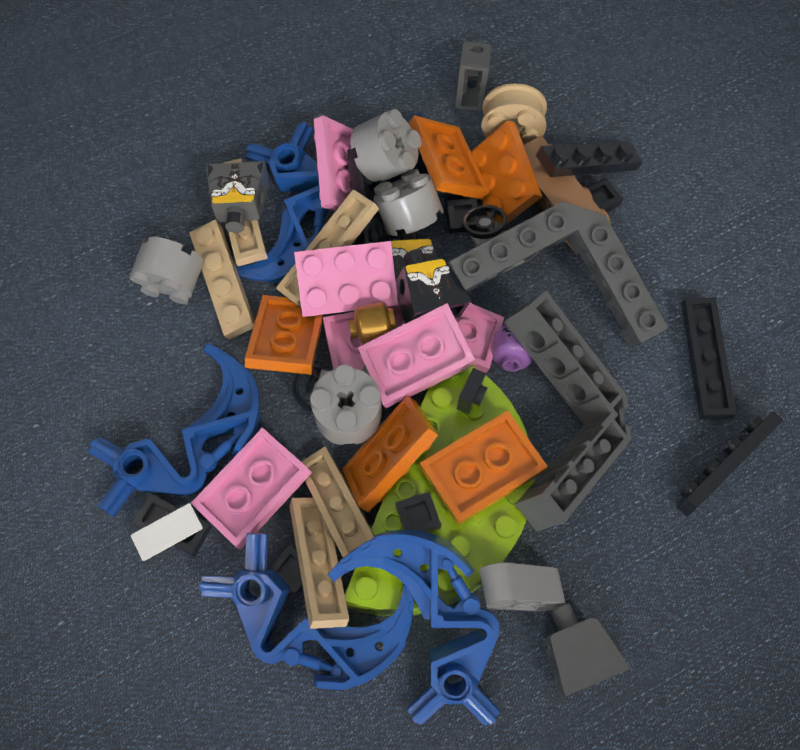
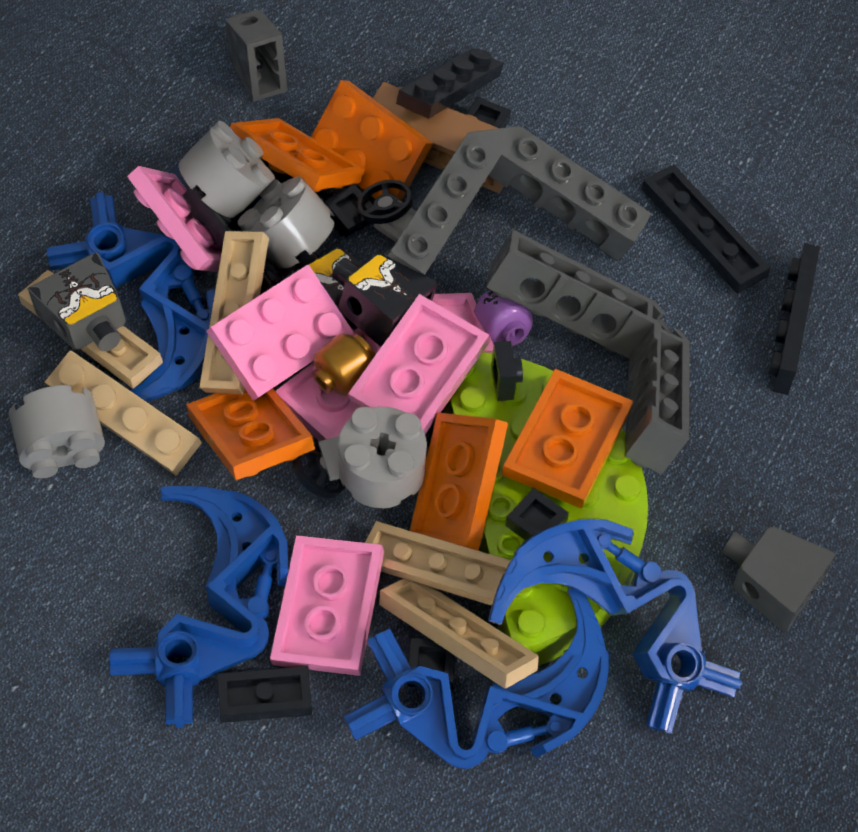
camera: 35 degrees left, 10 degrees down
(166, 532) = (266, 701): white sticker -> none
(519, 105) = (330, 61): tan wheel -> none
(521, 587) = (683, 536): light grey beam -> none

